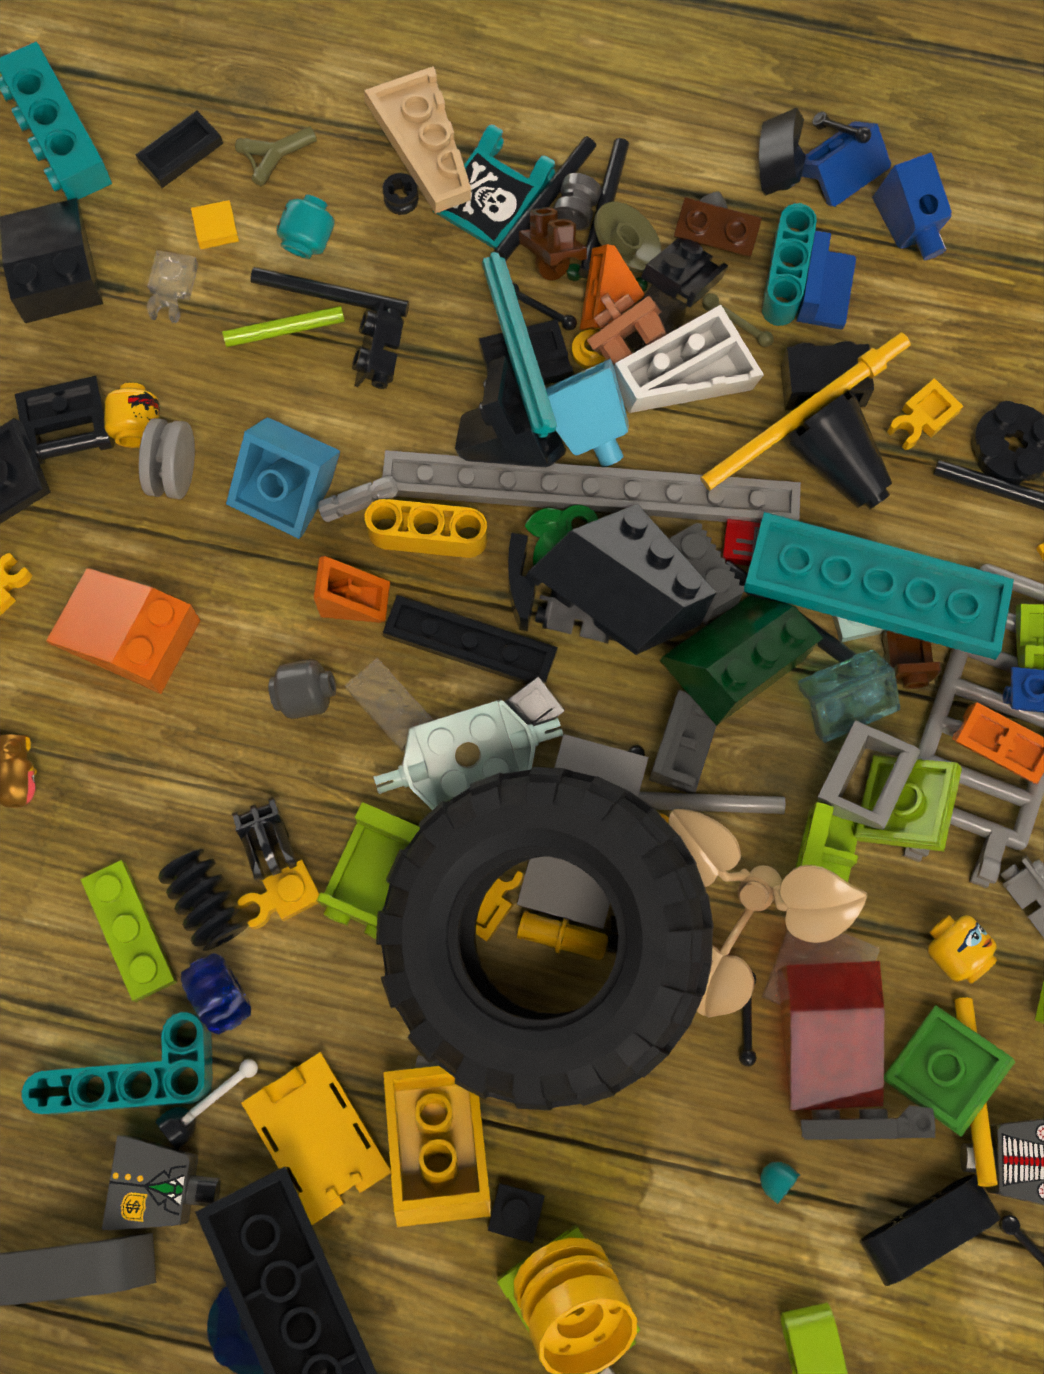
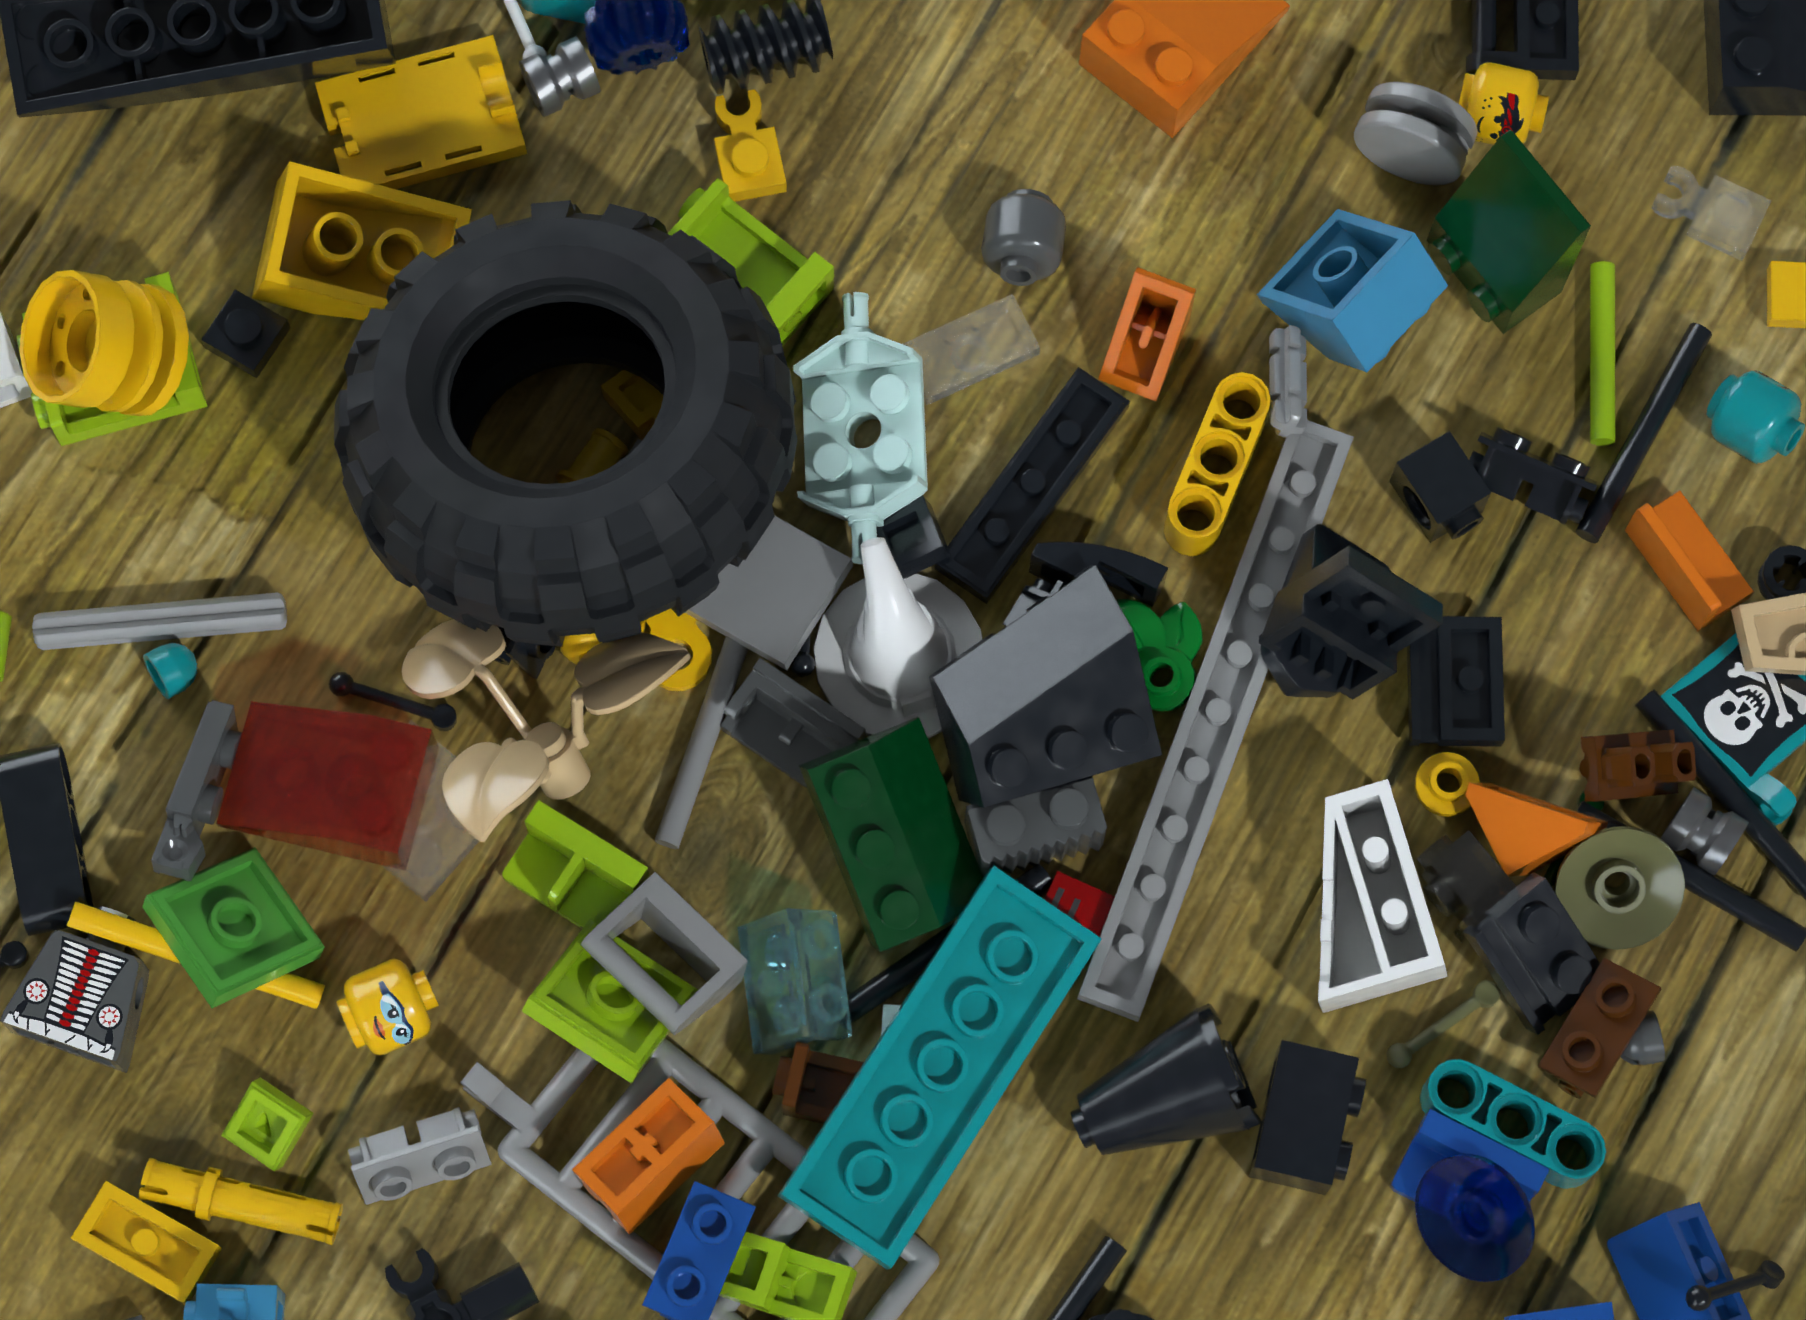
camera: 105 degrees right, 0 degrees up
(227, 377) = (1508, 235): none -> dark green slope
(261, 831) = (825, 140): black arm -> none
(264, 1044) = (559, 76): none -> flat silver wheel
(404, 393) = (1441, 488): none -> black brick
(407, 248) = (1688, 560): none -> orange panel
(519, 346) = (1465, 656): teal axle -> none
(568, 322) = (1578, 701): black hinge -> none
(591, 412) = (1330, 730): medium azure torso -> none
(610, 695) = (886, 642): none -> white piece
(640, 317) = (1448, 840): nougat hips -> none
(747, 1203) = (159, 621): none -> light grey axle
(779, 152) = (1704, 1168): black slope -> none
(855, 266) = (1459, 1230): none -> clear blue dish
(868, 365) = (1289, 1163): yellow bar -> none
(926, 411) = (1207, 1259): yellow plate -> none

